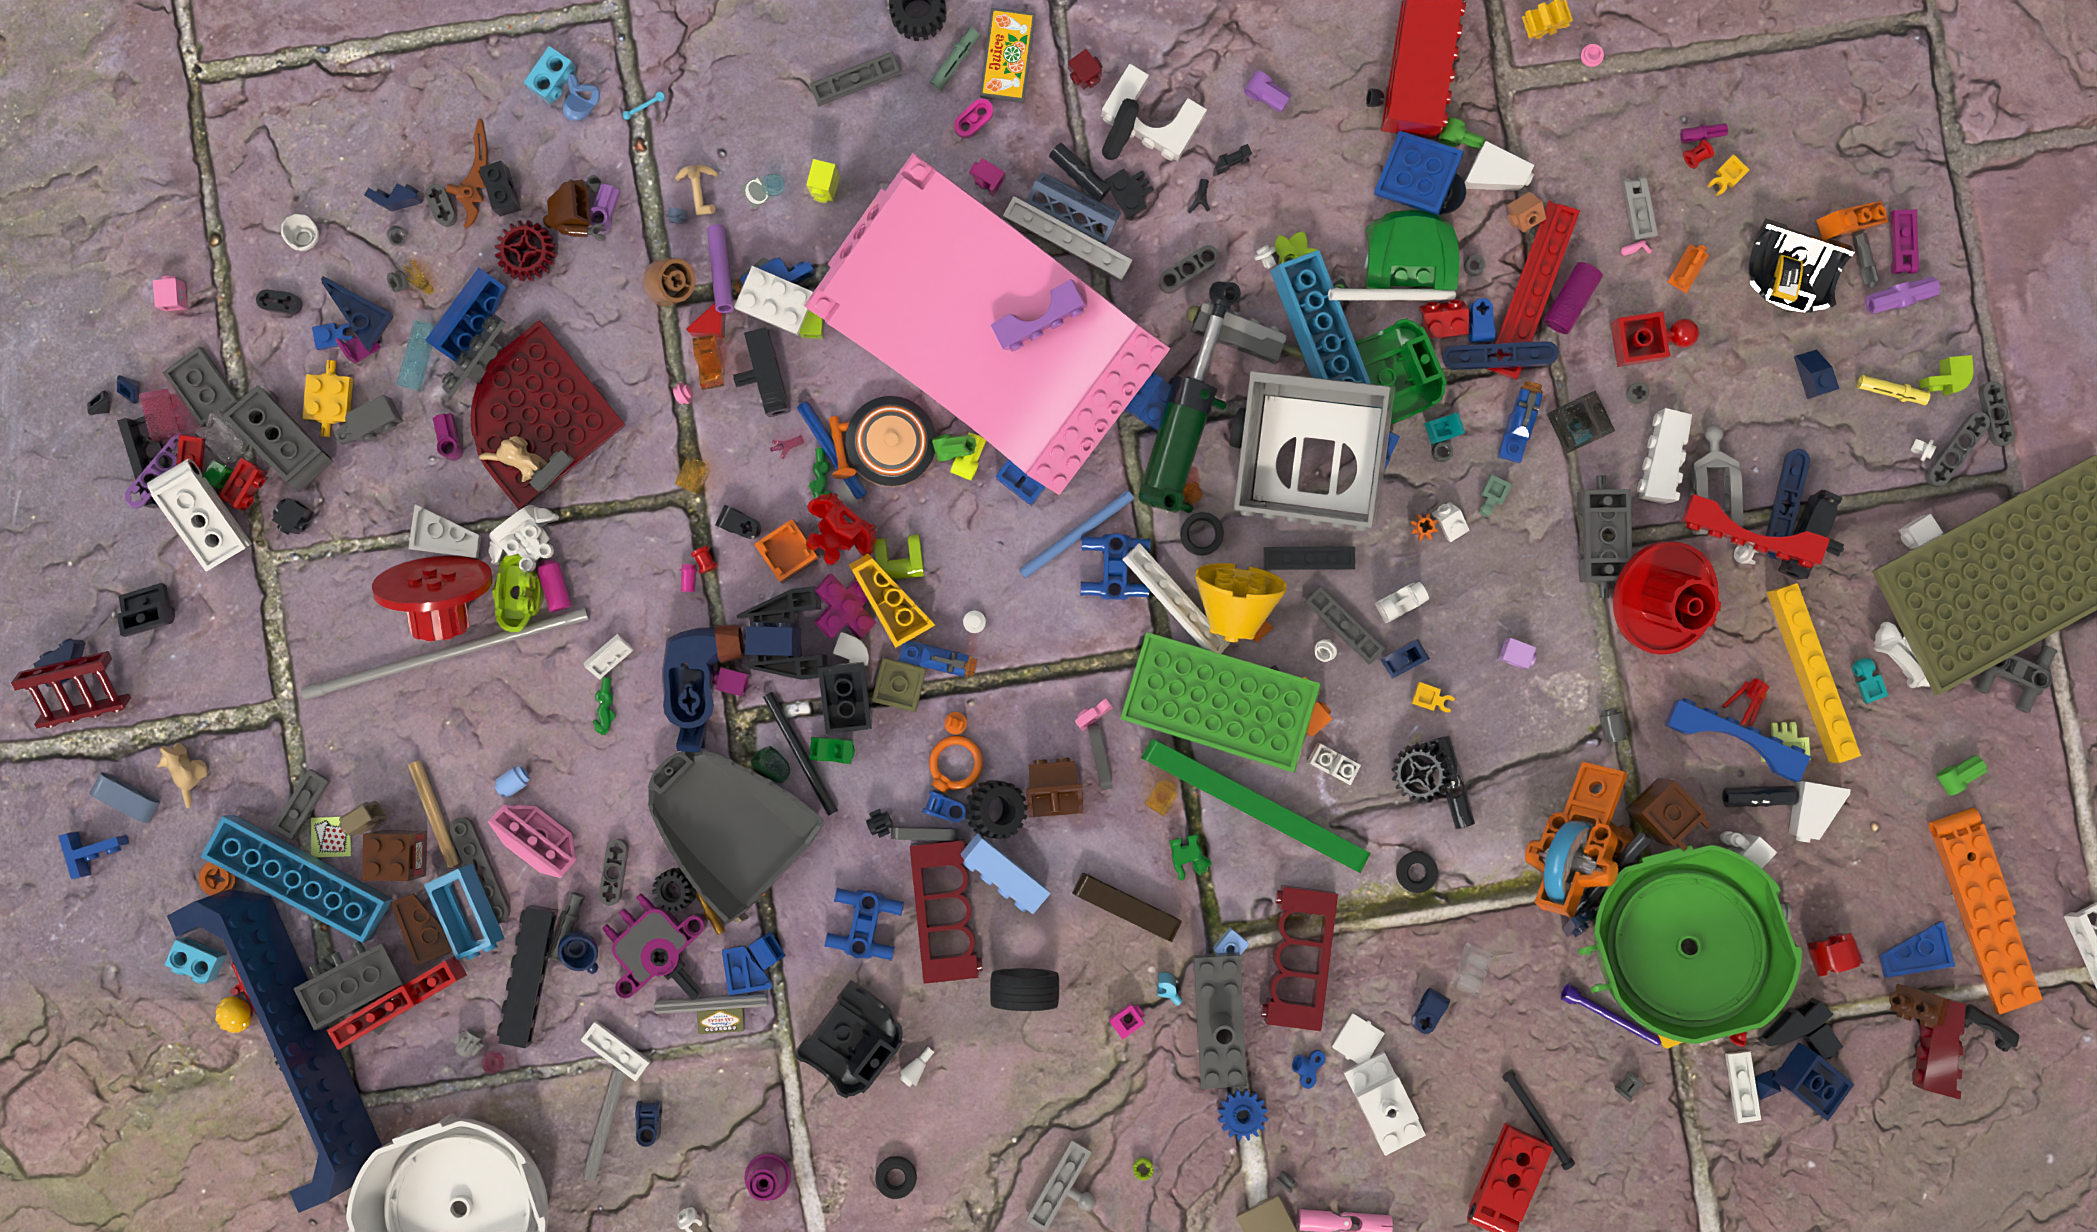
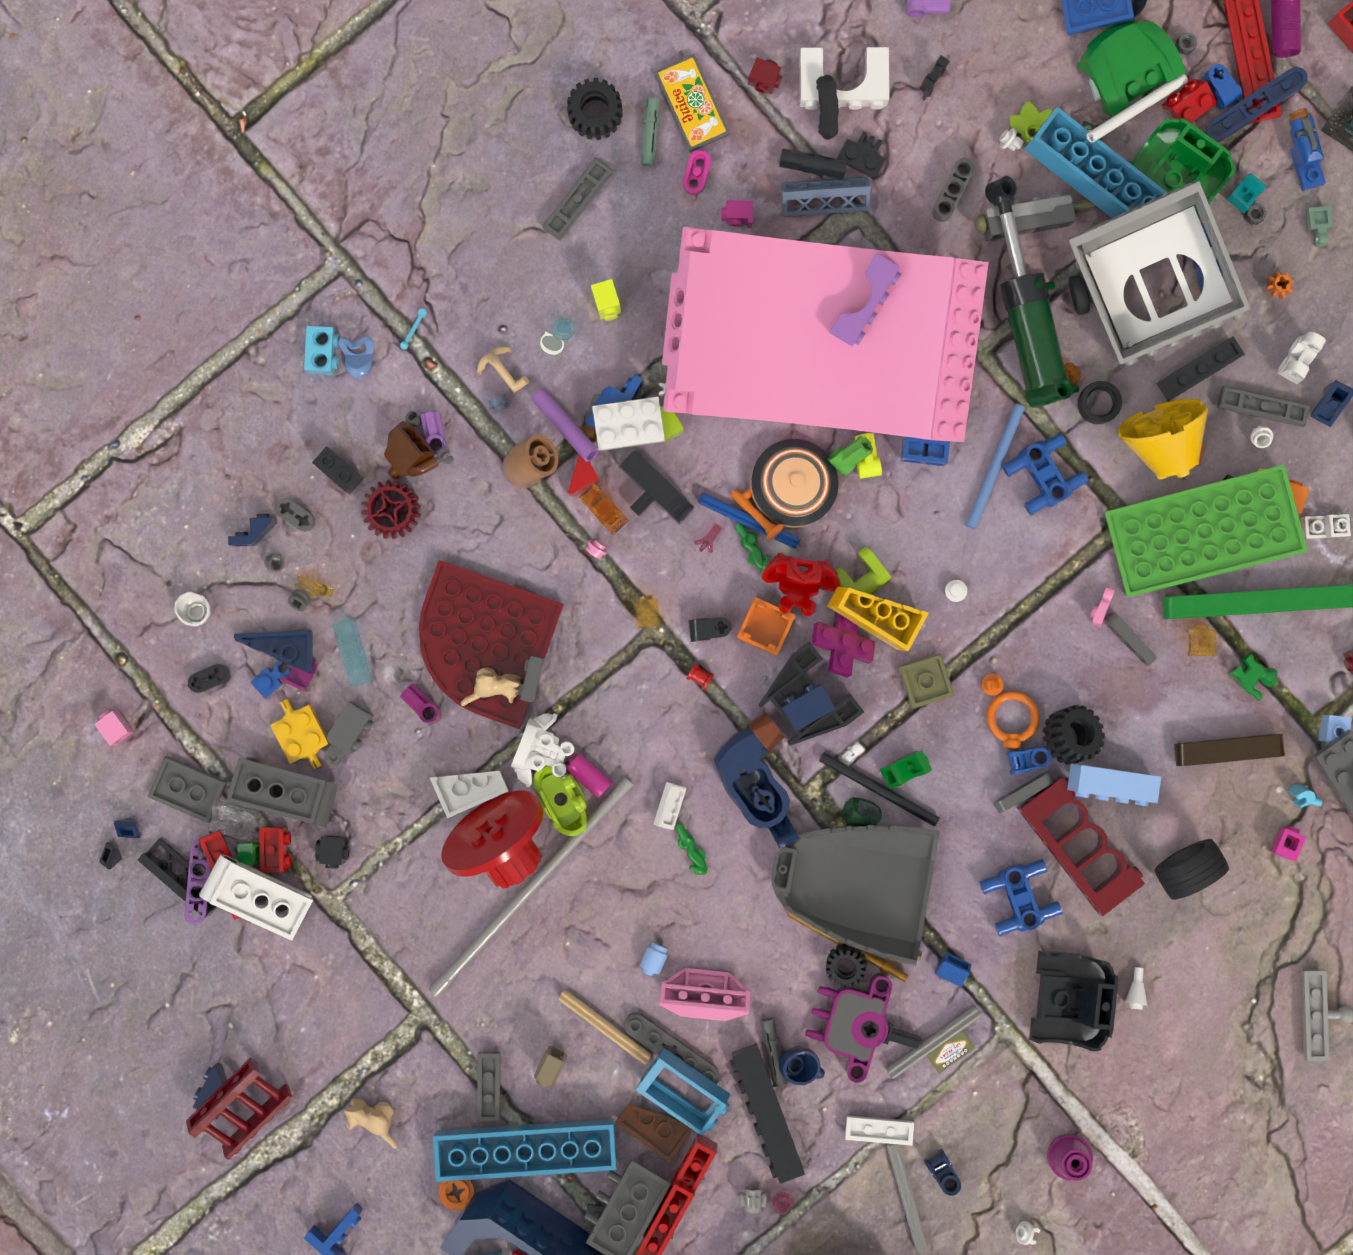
camera: 30 degrees left, 0 degrees up
(124, 797) = (337, 1172): sand blue beam -> none
(144, 610) = (257, 1004): black brick -> none
(160, 414) = (169, 832): clear pink piece -> none
(328, 838) = (528, 1099): sticker -> none
(394, 855) = (596, 1080): reddish brown container -> none
(466, 315) = (378, 595): blue wedge -> none
(468, 190) = (310, 489): dark orange piece -> none
(477, 358) = (407, 617): dark grey bracket -> none
(609, 854) = (785, 1000): dark grey beam -> none
(688, 577) = (695, 699): dark pink pin -> none
(731, 681) = (785, 763): magenta brick -> none
(743, 971) = (944, 999): blue wing -> none
(845, 697) = (892, 719): black slope -> none
(852, 648) = (875, 675): white brick -> none
(879, 823) = (982, 805): black gear -> none
(906, 1167) = (1186, 1101): black tyre -> none
(938, 659) = (947, 639): blue plate -> none
(1054, 789) = (1110, 687): reddish brown piece -> none
(1067, 238) = (837, 225): white plate -> none
(1150, 401) = (994, 319): blue plate -> none
(1174, 599) = (1112, 470): white plate -> none
(1201, 197) = (925, 123): black bar -> none
(1451, 521) = (1298, 266): white bracket -> none

